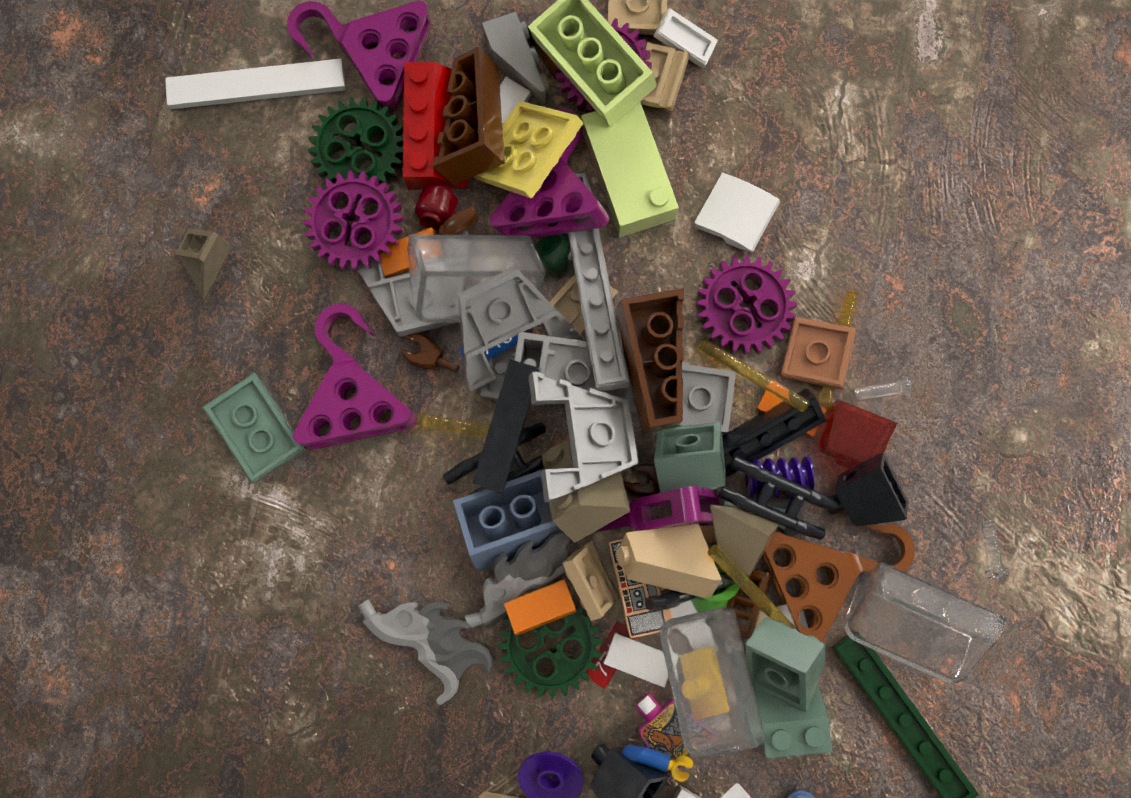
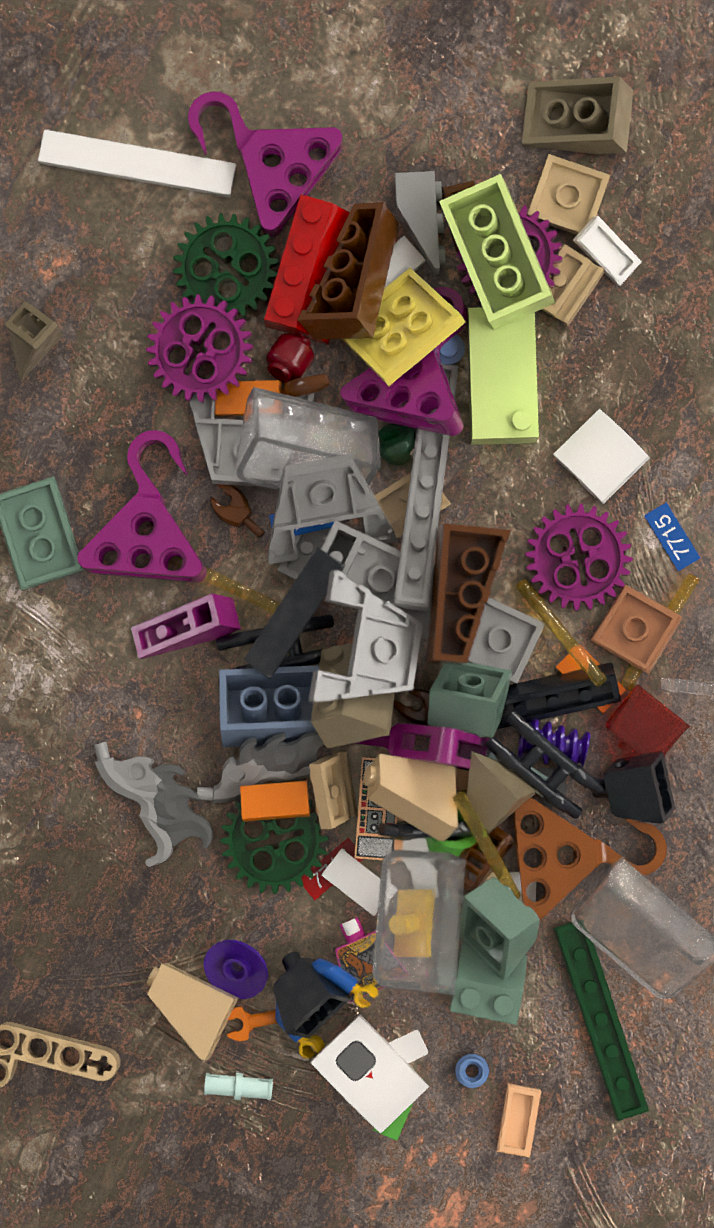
camera: 15 degrees right, 5 degrees up
(412, 470) = (186, 626): none -> magenta slope
(578, 160) = (452, 351): none -> medium blue plate
(821, 264) = (672, 536): none -> blue sticker

